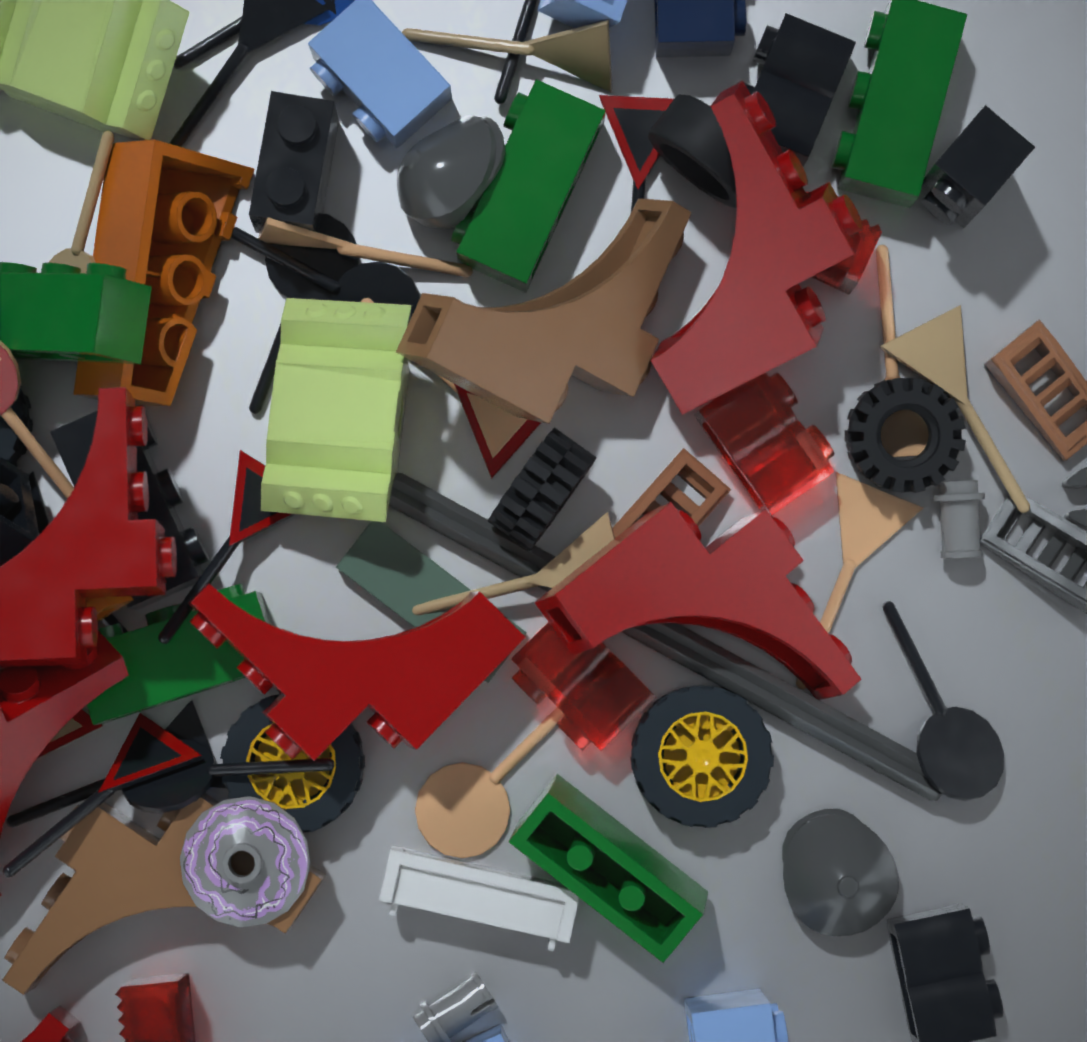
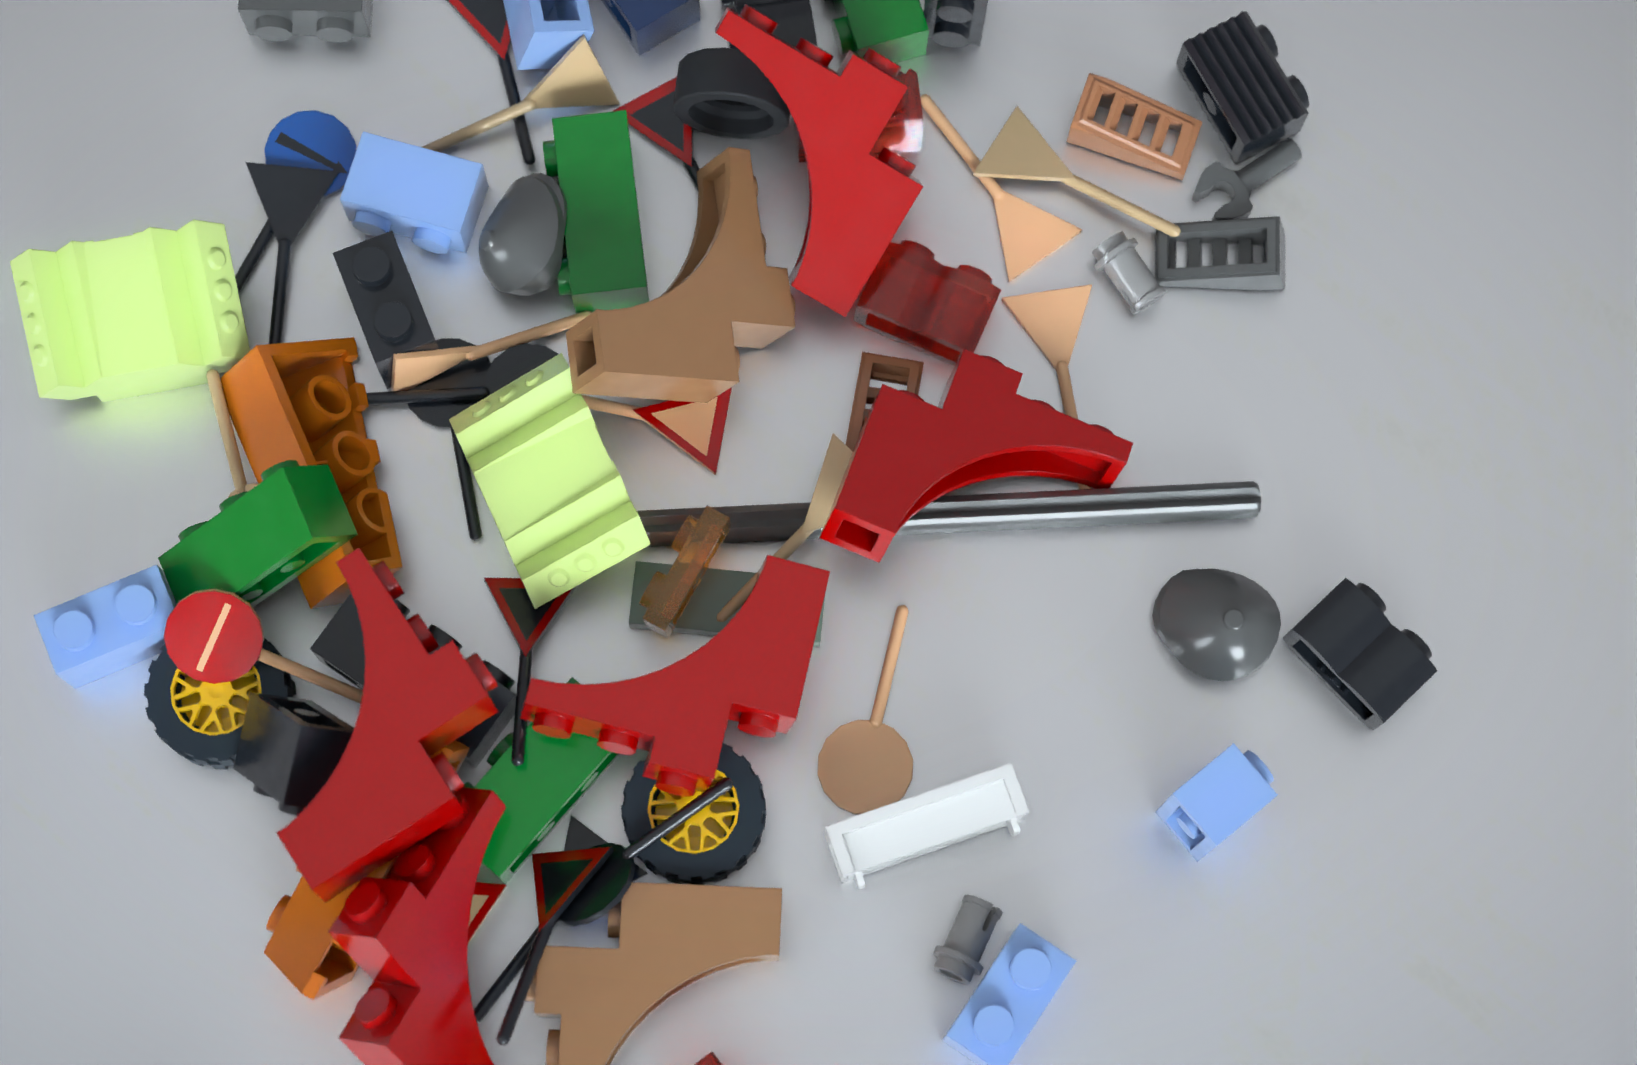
camera: 30 degrees left, 10 degrees down
(278, 854) = (713, 947): dish -> none
(380, 568) = (697, 546): none -> clear orange plate
(541, 489) = (765, 447): black tyre -> none
(588, 687) = (905, 592): clear red brick -> none
(610, 868) = (1023, 729): green brick -> none
(701, 756) = (1040, 593): black wheel -> none
(943, 438) = (1065, 204): black tyre -> none
(955, 744) = (1241, 456): black piece -> none

